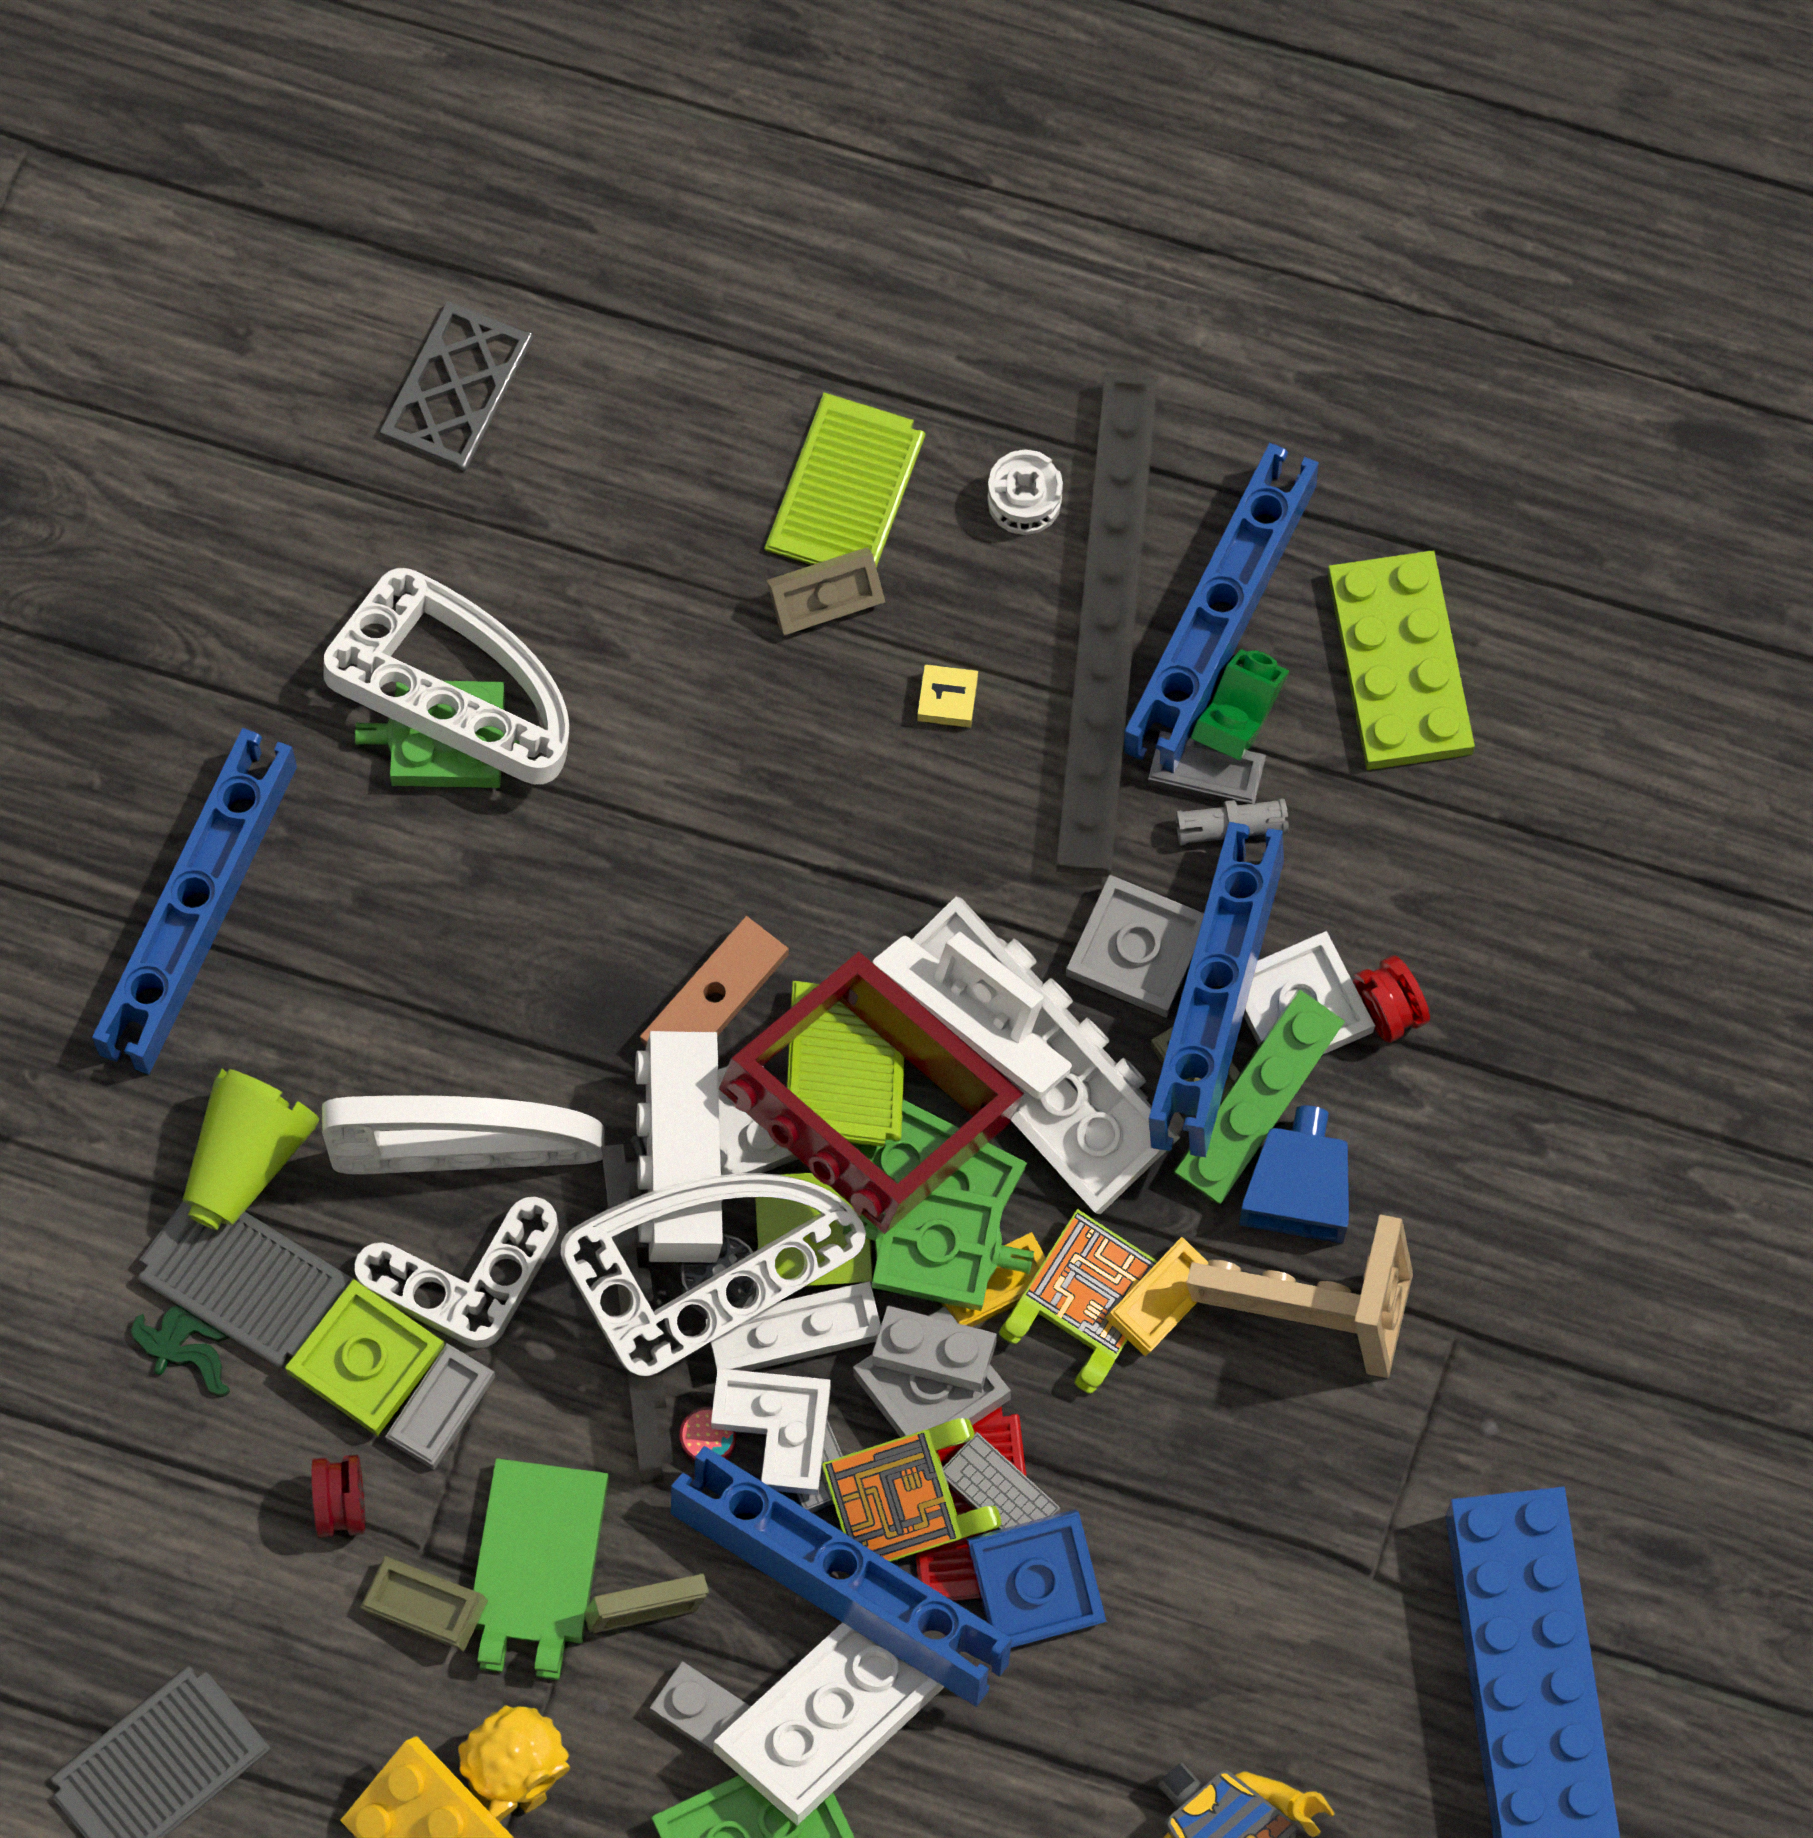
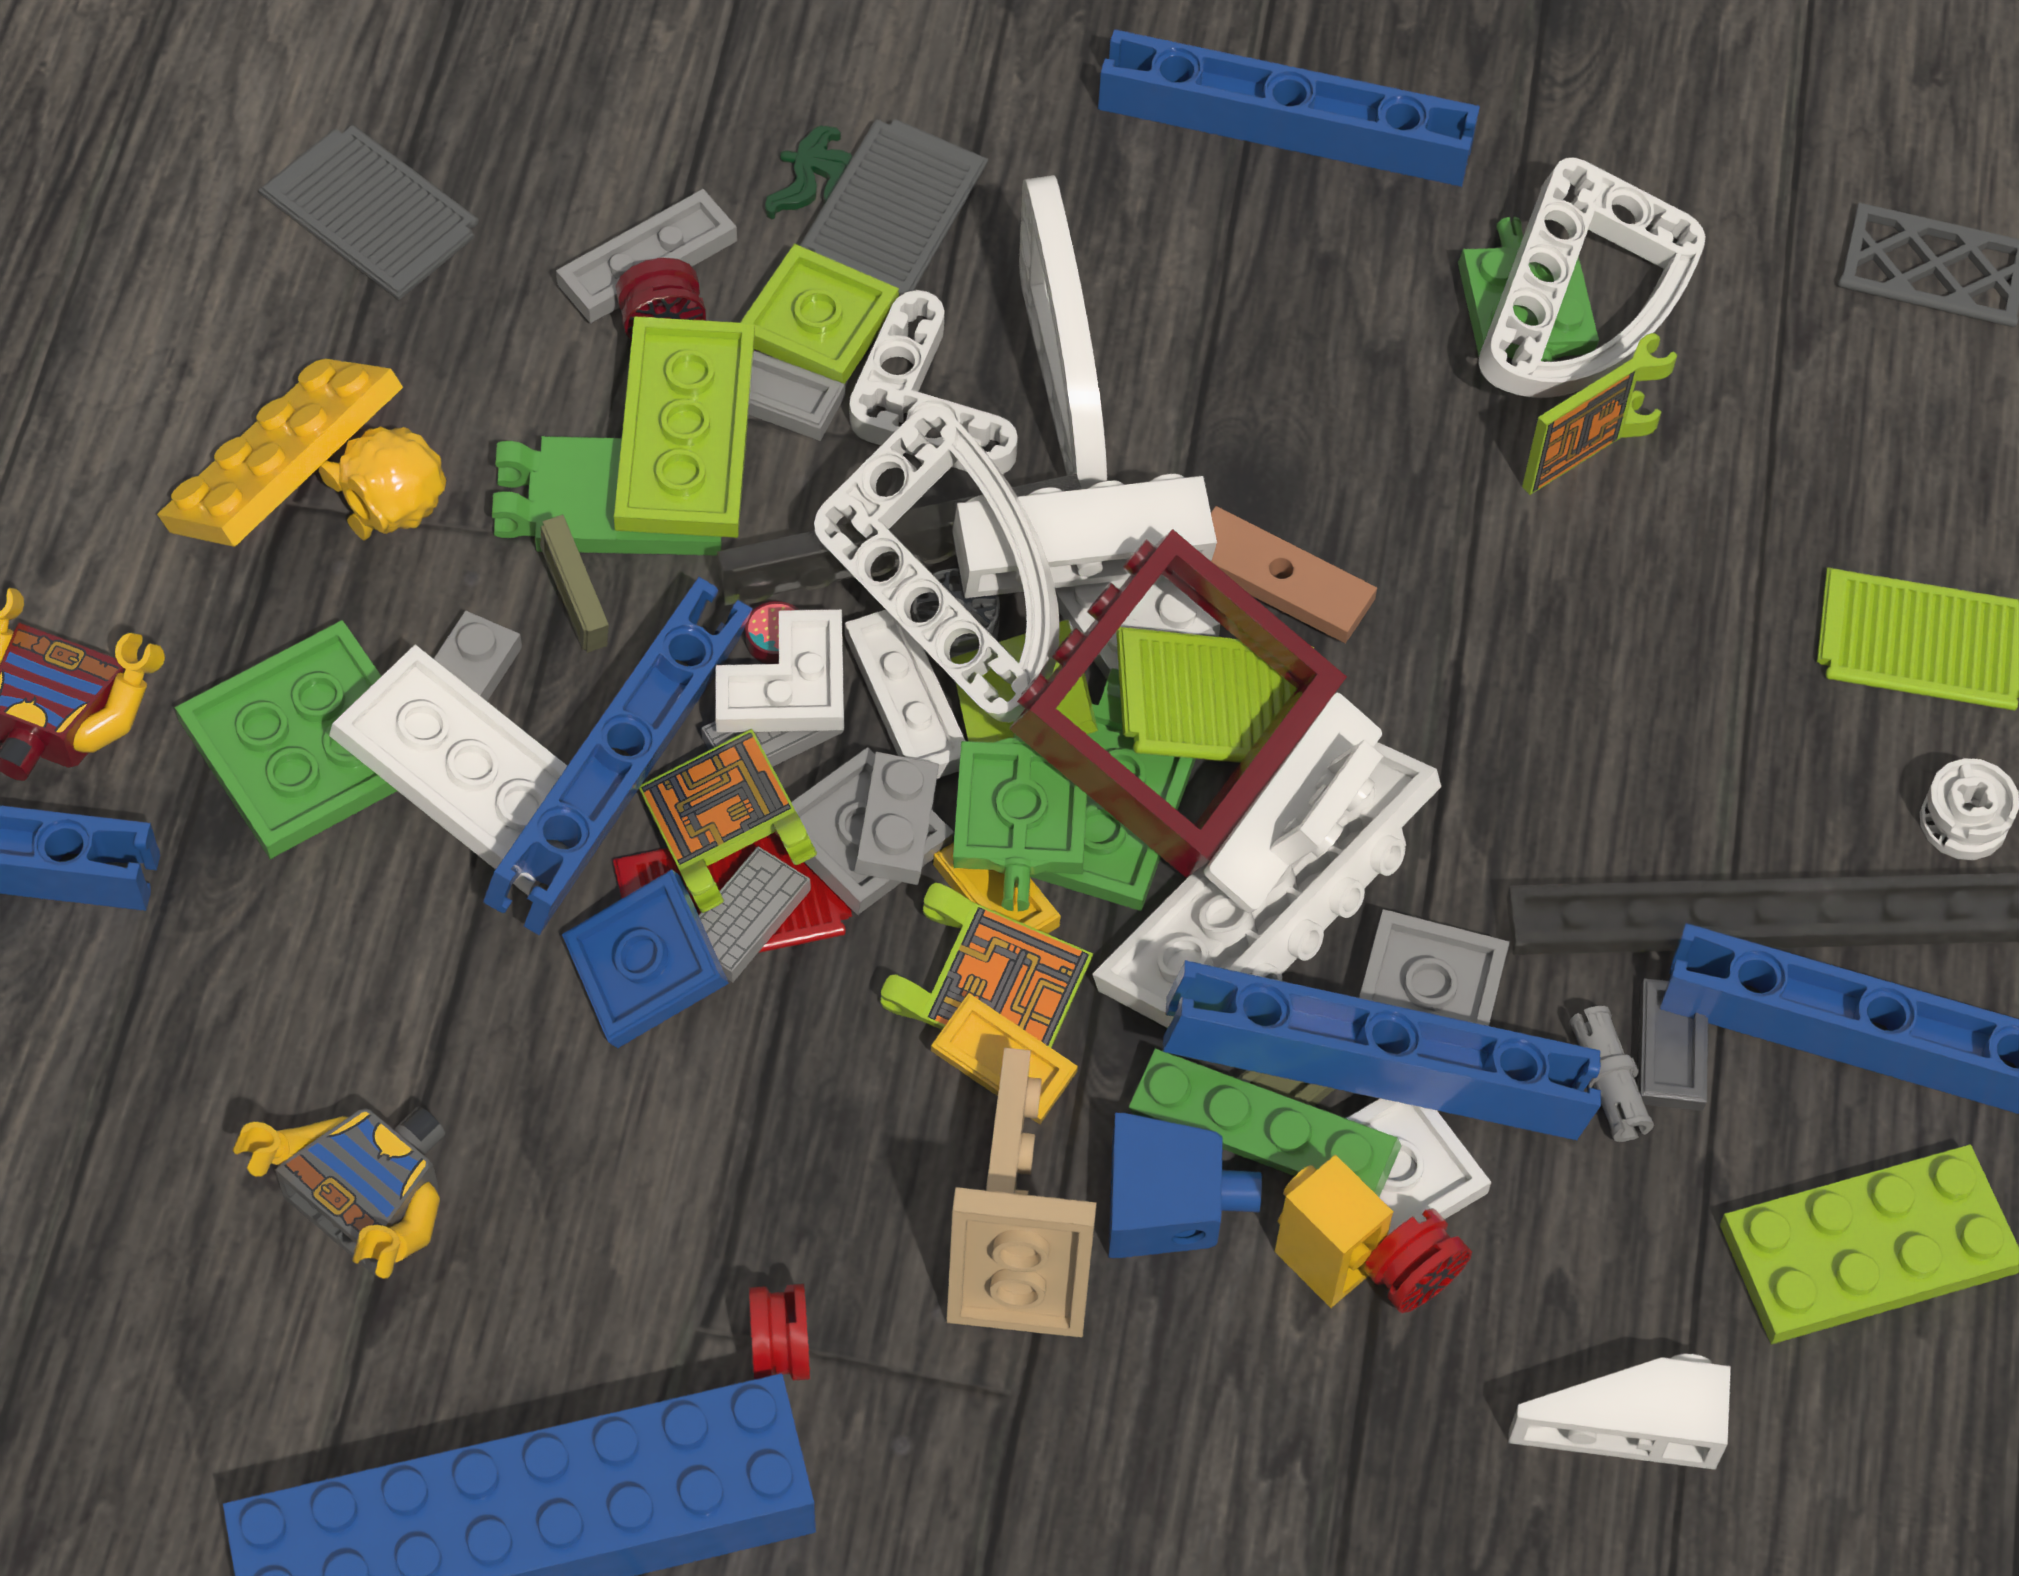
camera: 80 degrees right, 10 degrees down
(241, 1146) = (996, 158): lime cone -> none
(269, 1507) = (684, 231): none -> light grey plate
(424, 1603) = (558, 397): olive tile -> none
(489, 1486) = (685, 427): none -> lime plate
(605, 694) = (1596, 417): none -> flag
(825, 591) = (1787, 622): dark tan plate -> none
(947, 696) = (1695, 764): light yellow tile -> none
(1241, 703) = (1769, 1072): green slope -> none
(1366, 1057) = (1330, 1228): none -> yellow brick
(1402, 1503) = (779, 1332): none -> red wheel
(1530, 857) = (1647, 1412): none -> white slope

